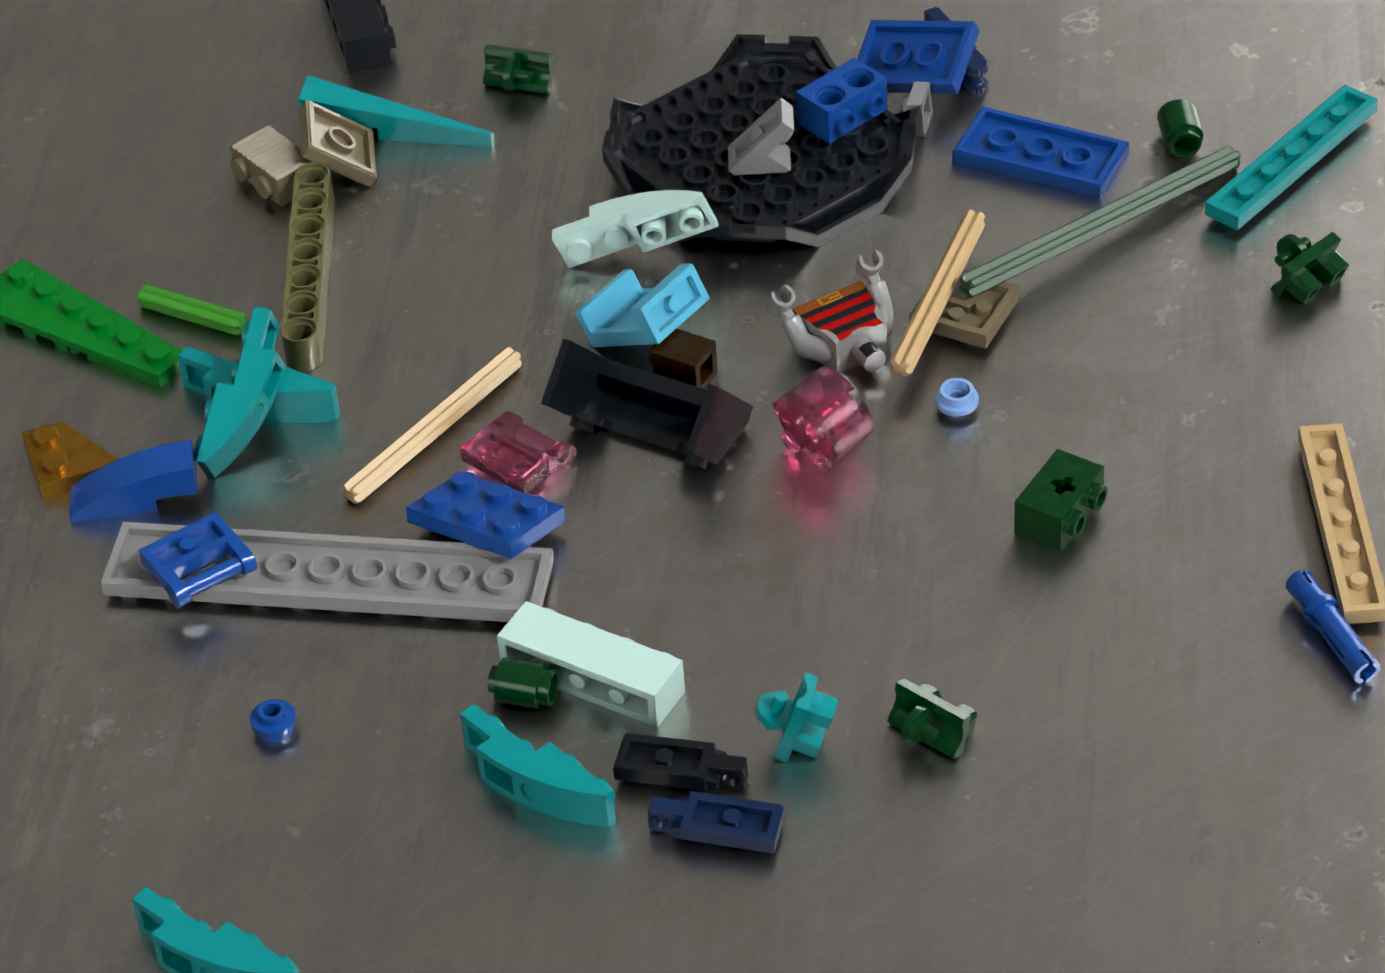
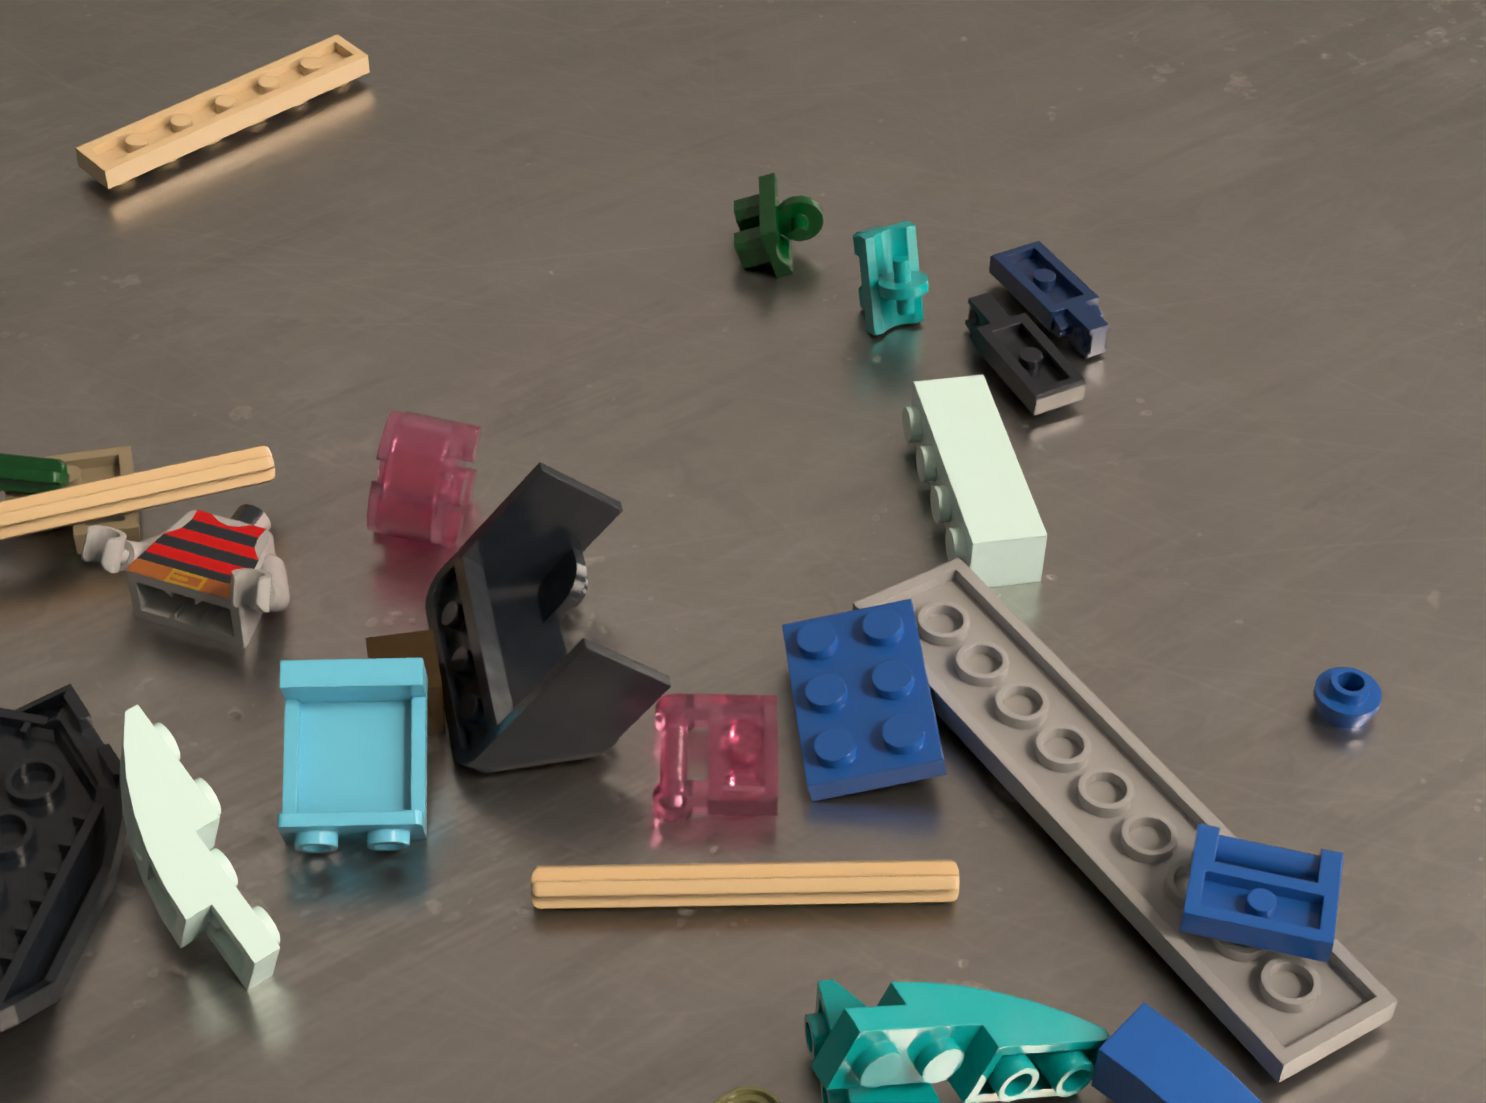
camera: 135 degrees left, 0 degrees up
(523, 683) = (1067, 512): dark green brick -> none
(537, 779) = (1160, 434): teal slope -> none
(957, 397) = (255, 428): light blue plate -> none
(1059, 500) = (371, 279): dark green brick -> none
(1323, 613) = (373, 76): blue pin -> none

